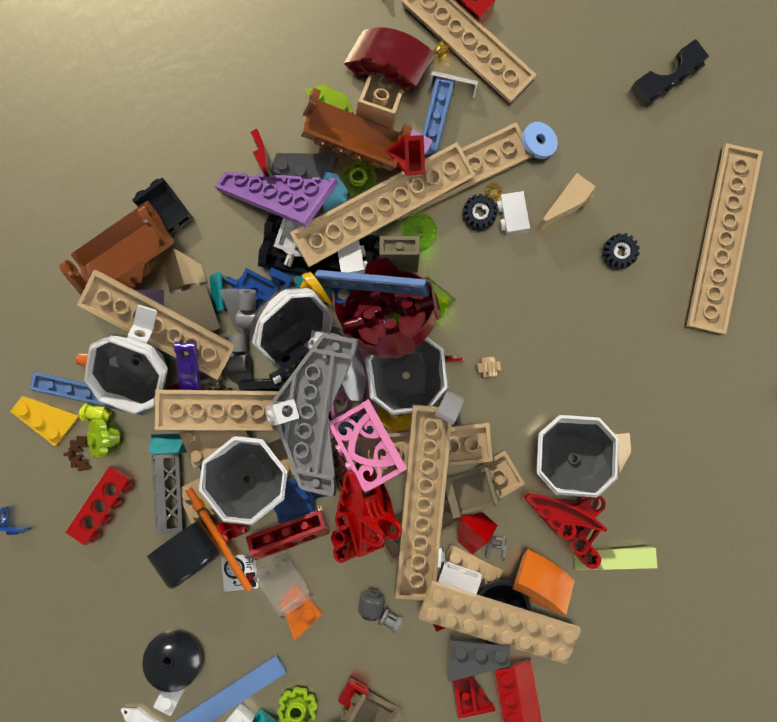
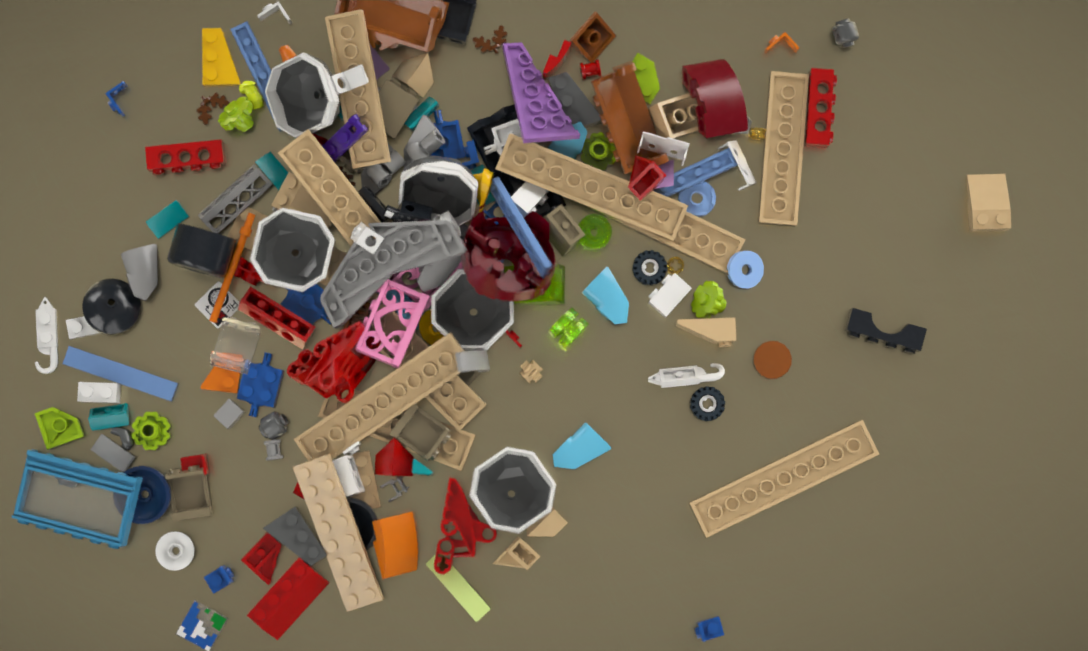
camera: 50 degrees right, 0 degrees up
(39, 345) = (270, 9): none -> white bracket
(137, 562) = (167, 219): none -> teal slope
(162, 613) = (141, 270): none -> light grey panel
(210, 189) = (486, 46): none -> reddish brown animal
(266, 114) = (592, 38): none -> dark orange slope
(289, 136) = (590, 69): none -> red bush
(330, 589) = (260, 385): none -> blue plate
(333, 634) = (229, 414): none -> light grey panel
(395, 123) = (664, 145): none -> white piece
(462, 127) = (708, 199): none -> light blue tile
(478, 261) = (608, 297): none -> medium azure panel
(478, 310) = (568, 327): none -> clear neon green wheel
(500, 515) = (419, 468): none -> teal slope
(542, 186) = (708, 300): none -> lime plant
(579, 377) = (580, 448): none -> medium azure panel
(586, 251) = (685, 376): none -> white plate
(624, 175) = (772, 359): none -> dark orange tile
(624, 491) = (518, 555): none -> tan slope

